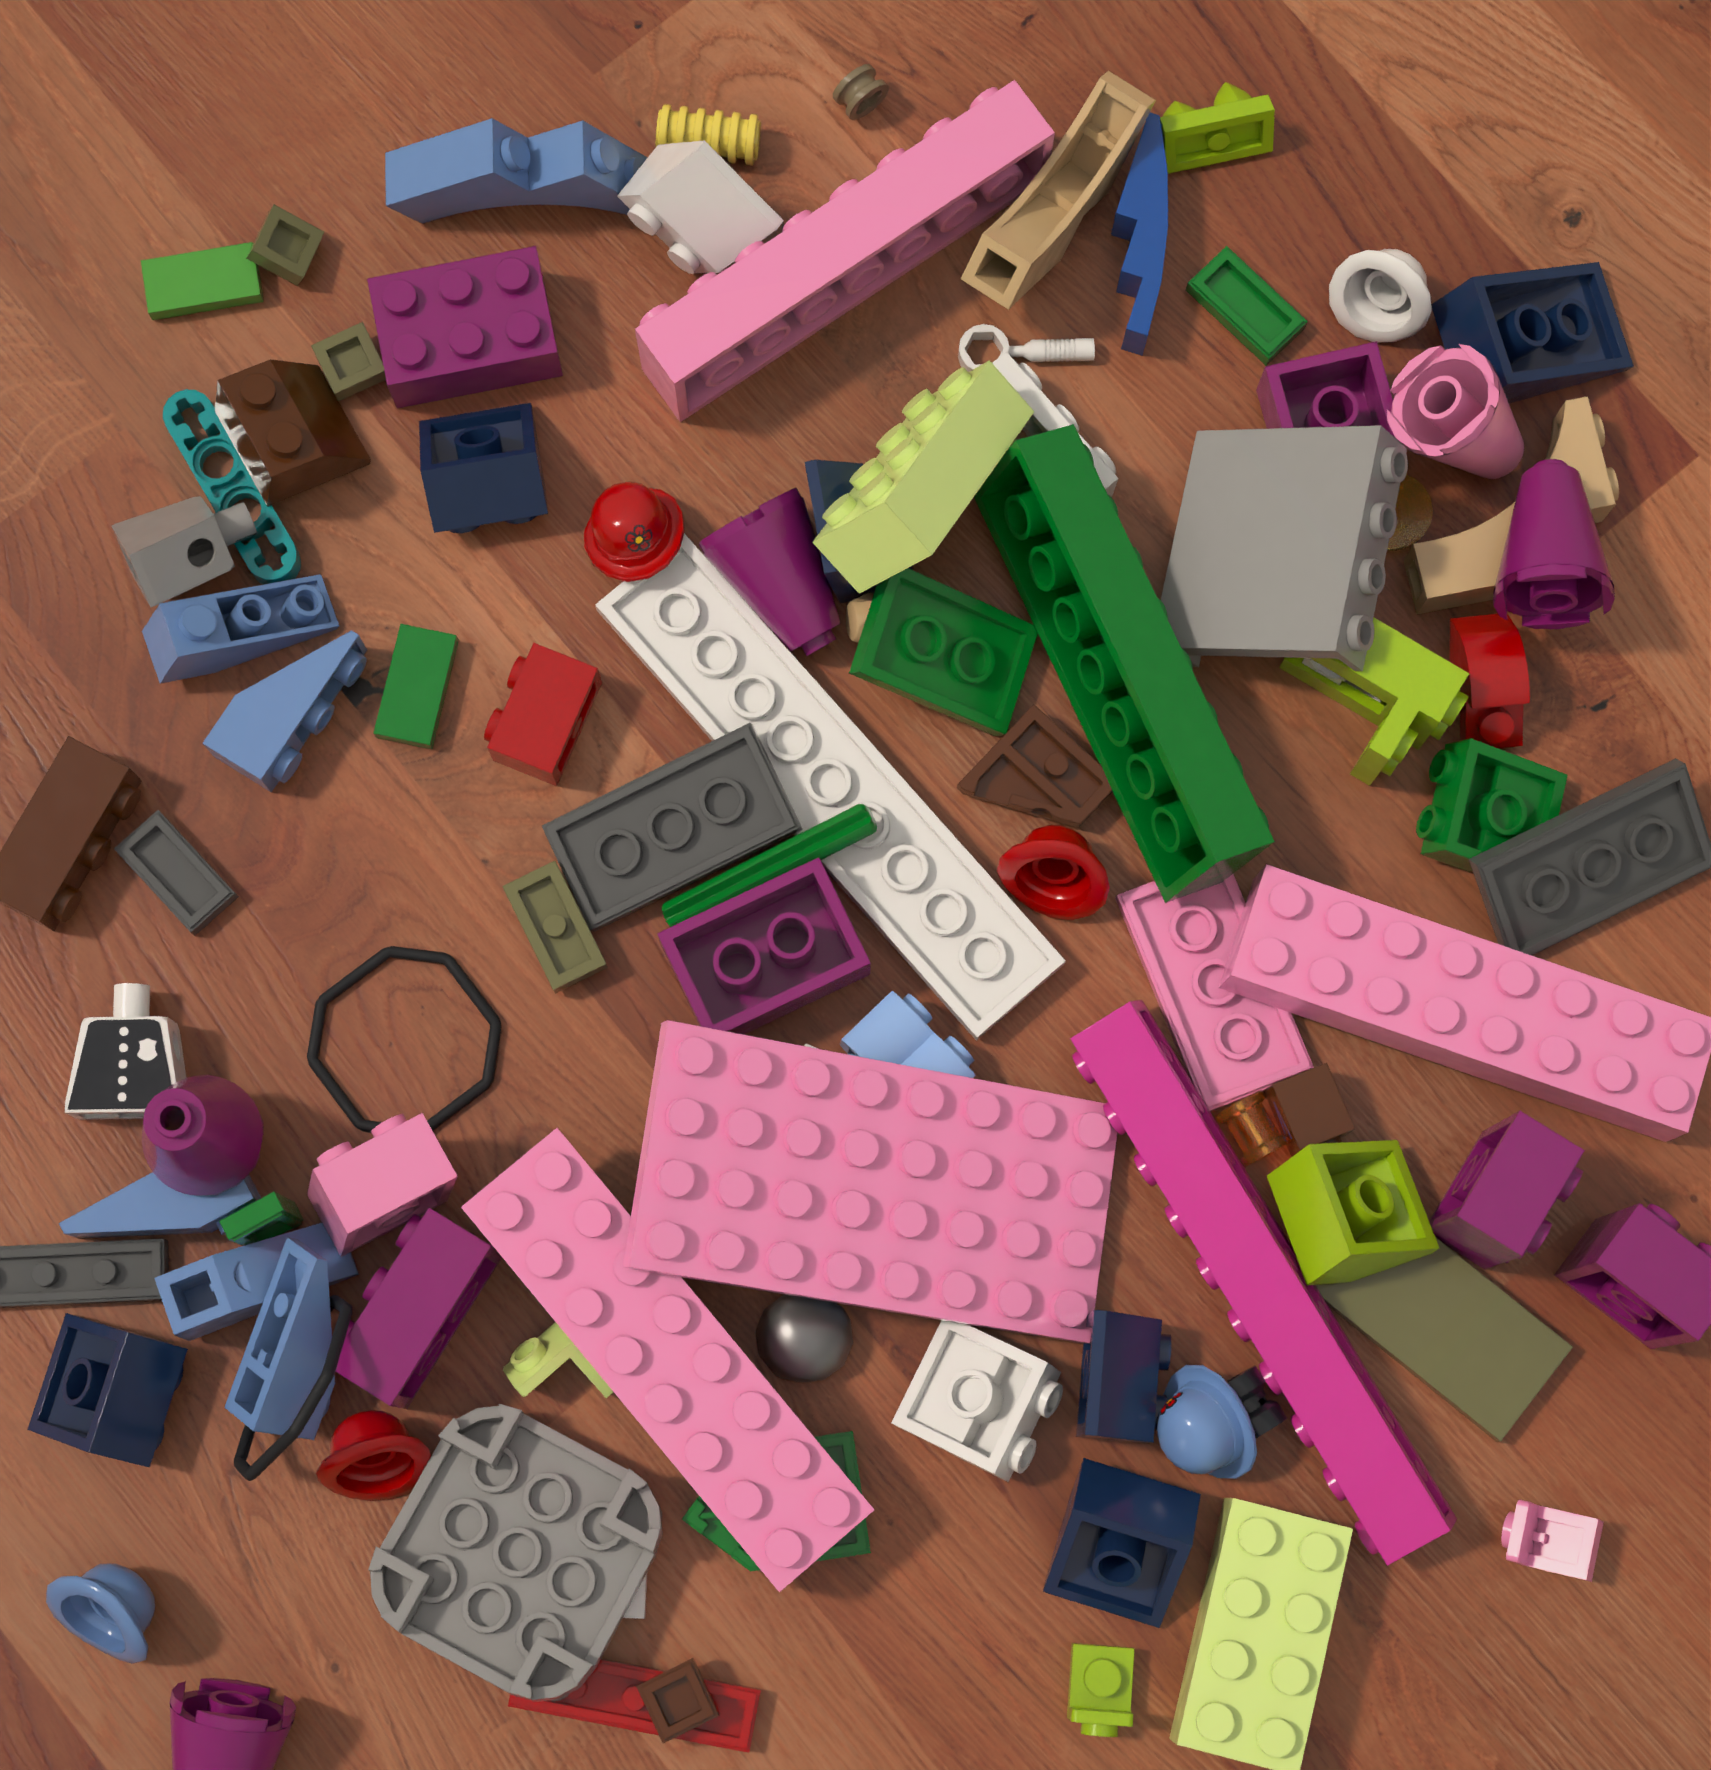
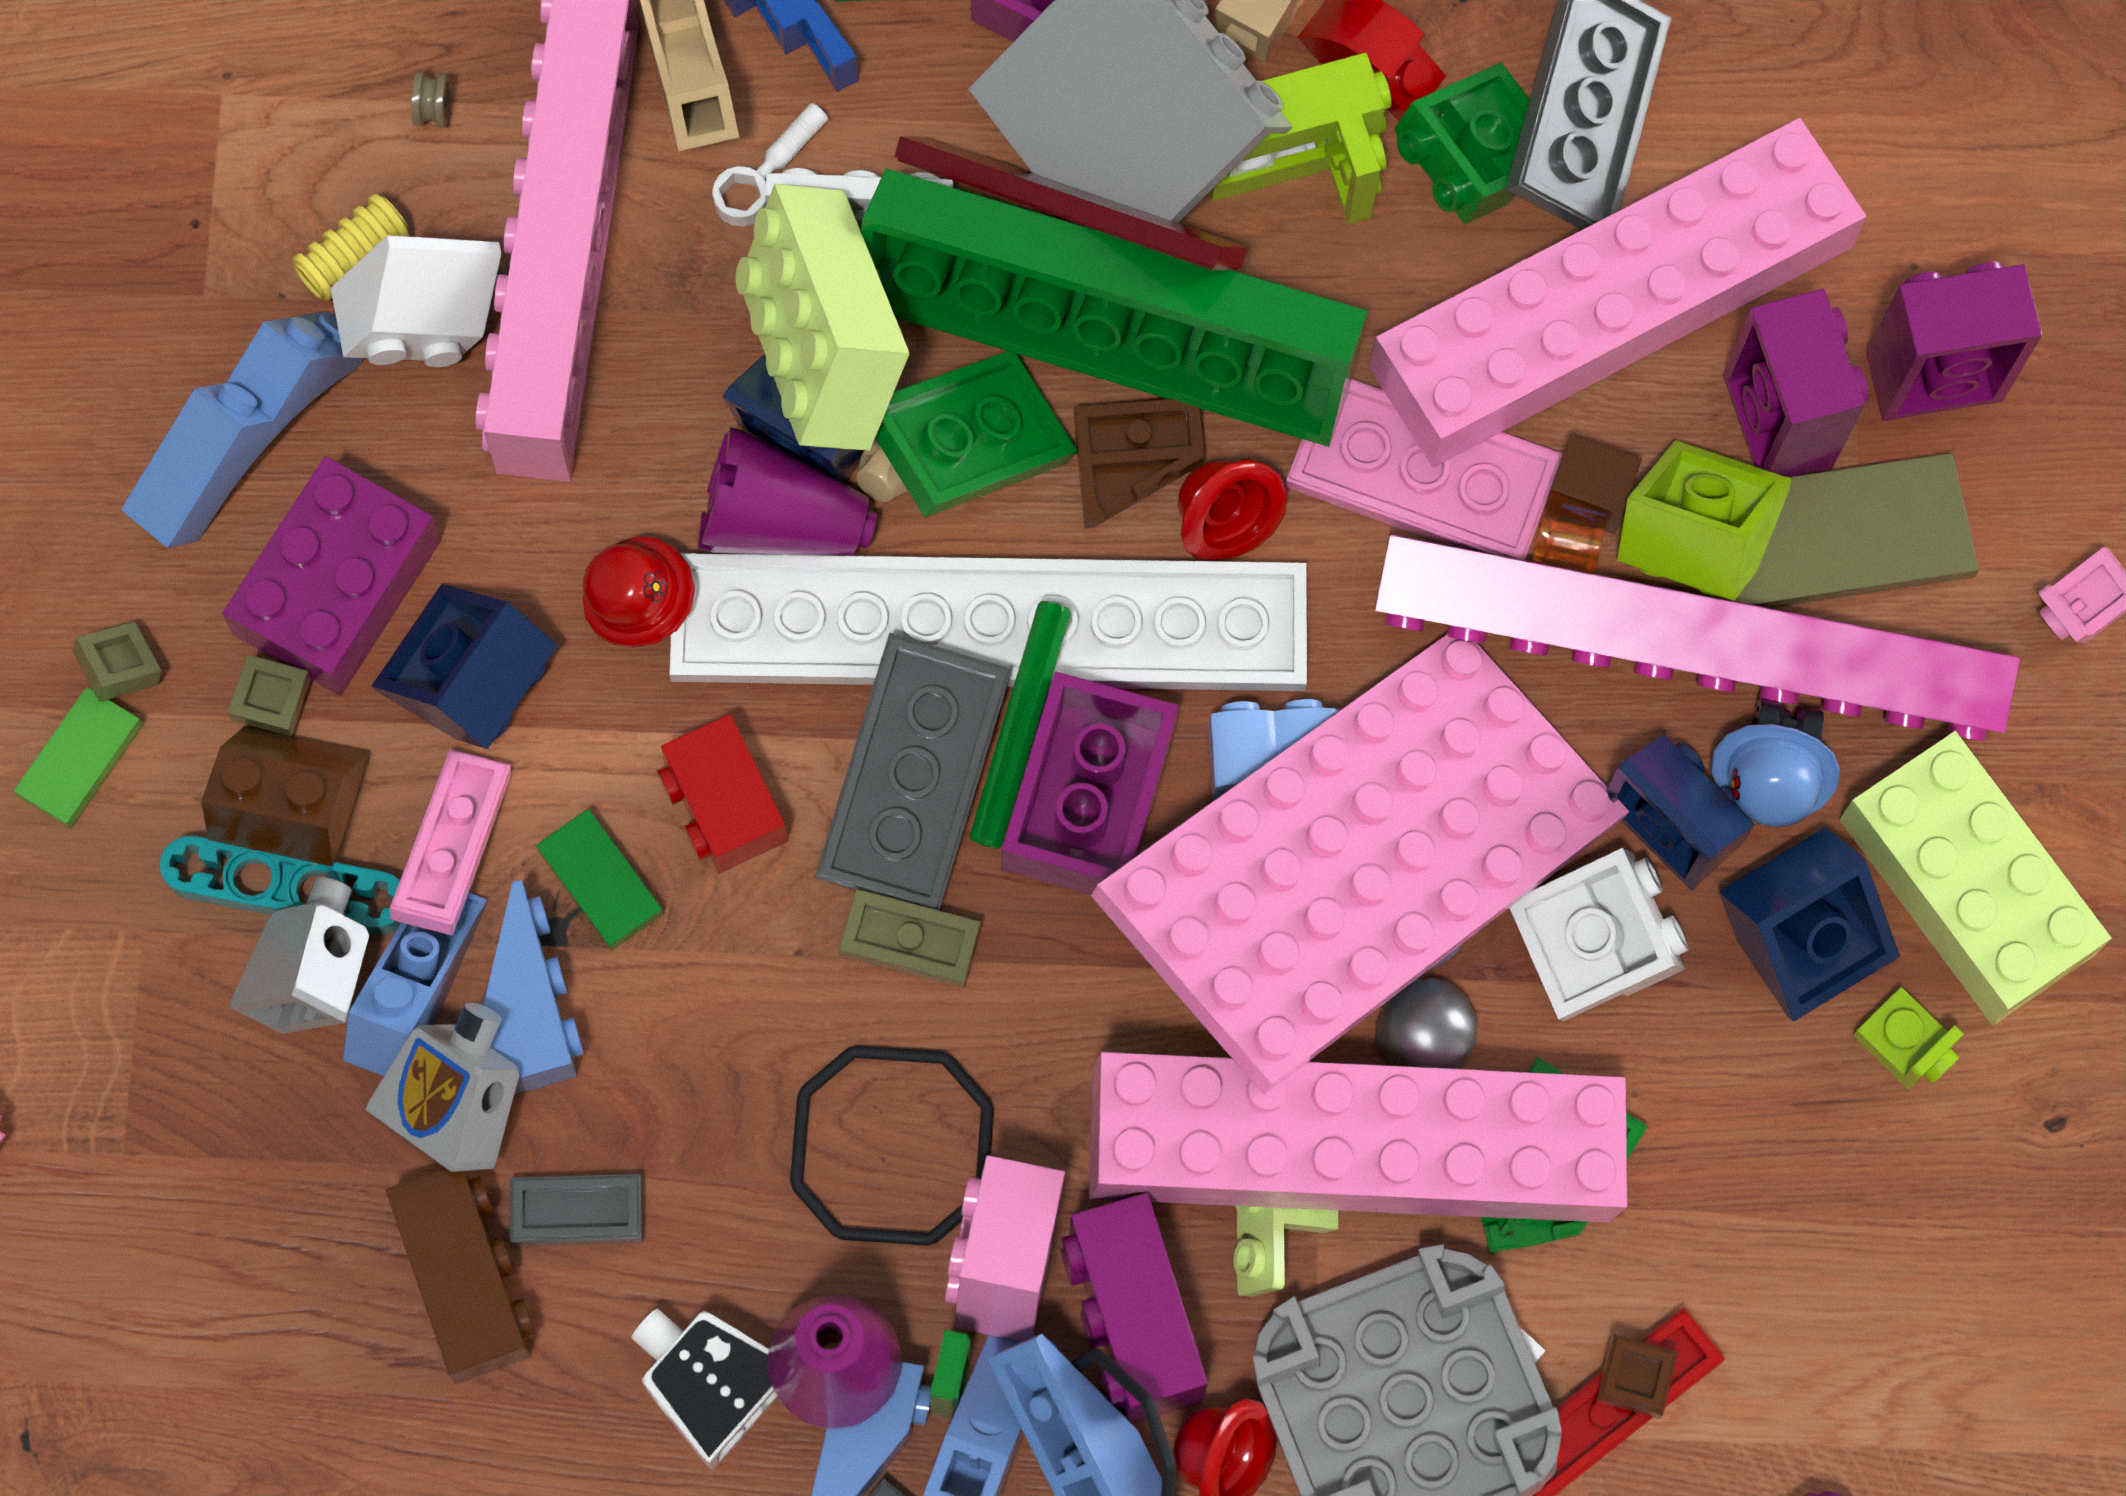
camera: 50 degrees left, 5 degrees down
(168, 719) = (450, 1091): none -> light grey torso
(350, 566) = (450, 842): none -> bright pink tile
(1171, 573) = (1071, 203): none -> dark red tile

